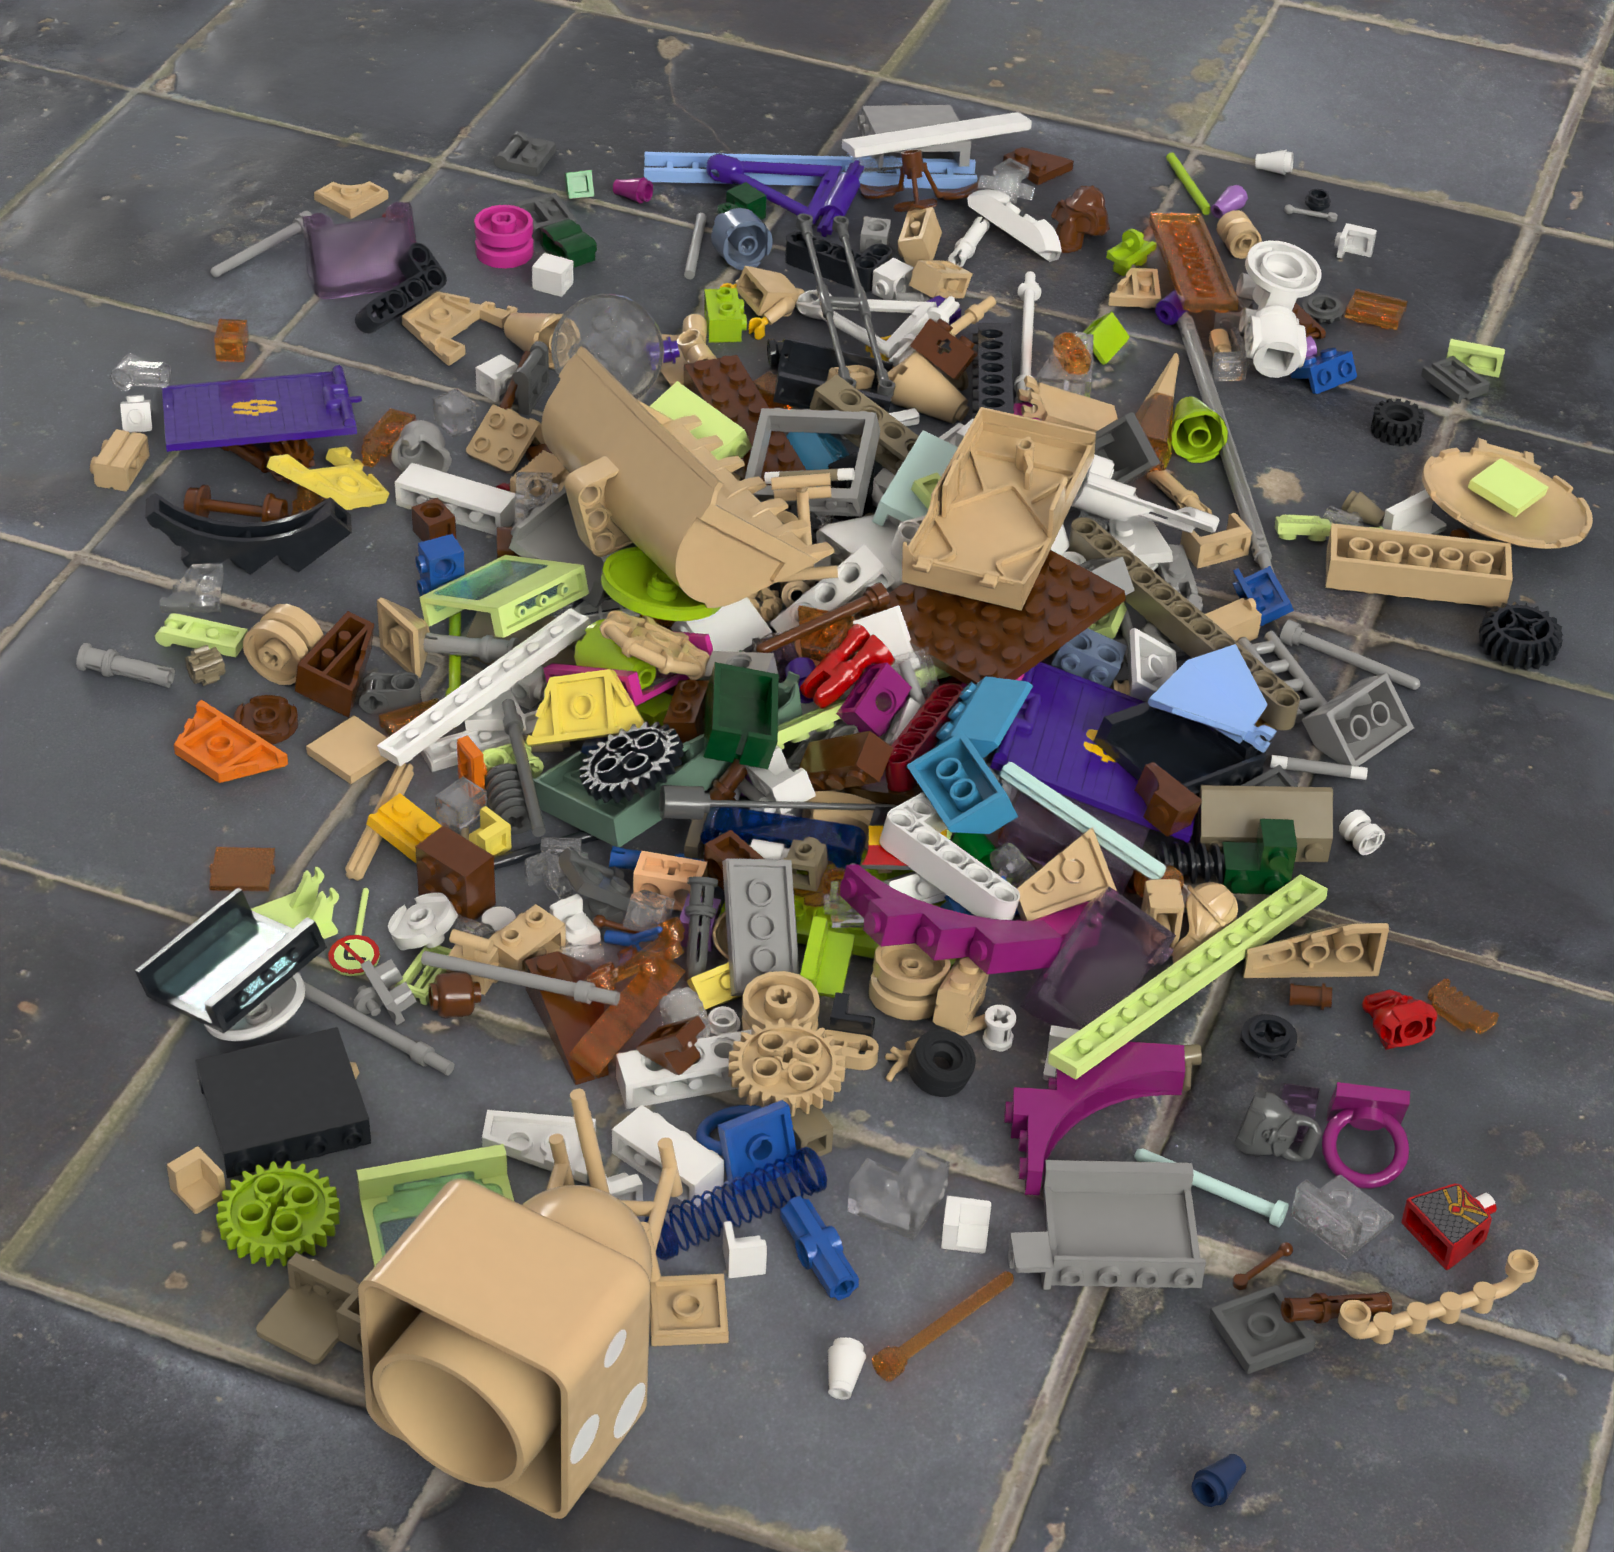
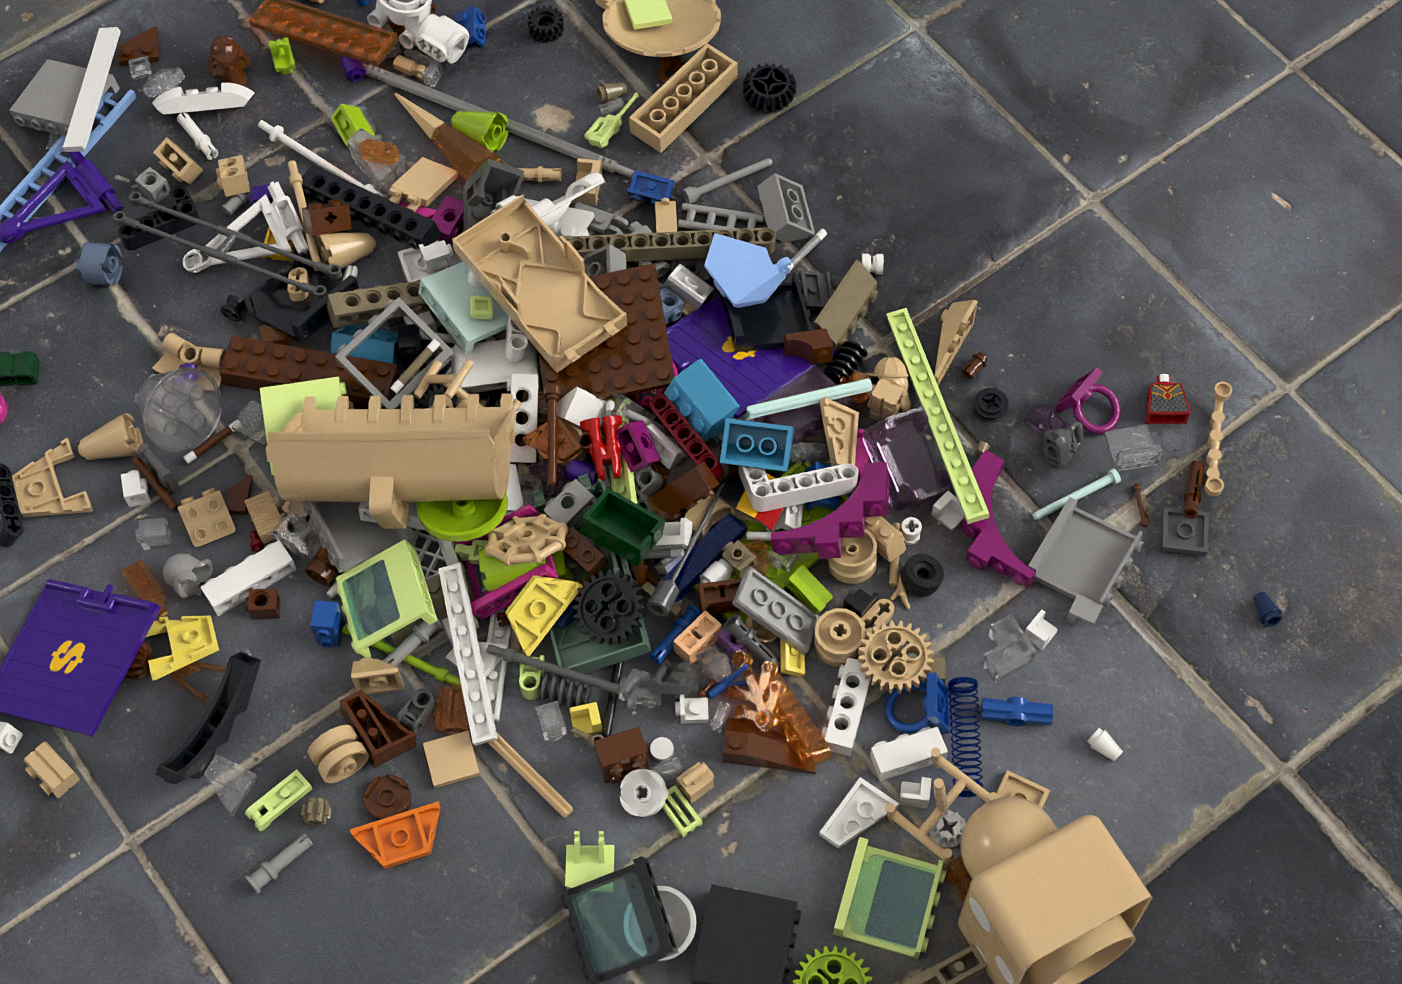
camera: 55 degrees left, 20 degrees up
(200, 503) = (141, 740): reddish brown piece -> none
(242, 868) = (519, 876): clear orange piece -> none
(353, 950) = (633, 842): piece -> none
(371, 999) = (676, 840): light grey hips -> none
(402, 824) = (551, 761): yellow plate -> none
(419, 1052) = (746, 846): light grey bar -> none
(454, 994) = (715, 805): reddish brown head -> none
(471, 761) = (531, 698): orange plate -> none
(528, 937) = (694, 742): tan brick -> none
(552, 274) = (44, 396): white panel -> none
(581, 991) = (774, 734): light grey bar -> none
(674, 1045) = (843, 706): reddish brown slope -> none
(681, 1005) = (813, 688): clear gear -> none
(695, 246) = (72, 293): light grey bar -> none
(723, 1021) = (819, 664): white plate -> none
(724, 315) = (168, 318): lime brick -> none
(743, 1255) = (998, 752): white panel -> none
(745, 197) = (57, 242): dark green brick -> none
(767, 294) = (170, 281): tan torso -> none
(891, 278) = (207, 202): white brick -> none
(891, 1361) = (1111, 719): clear orange piece -> none
(913, 167) = (139, 112): reddish brown plant -> none
(1137, 289) = (319, 74): tan wing -> none
(1261, 865) = (871, 324): dark green brick -> none
(1400, 1018) = (1016, 335): red piece -> none
(1414, 516) = (638, 74): white panel -> none
(1457, 1012) = (1022, 305): clear orange piece -> none

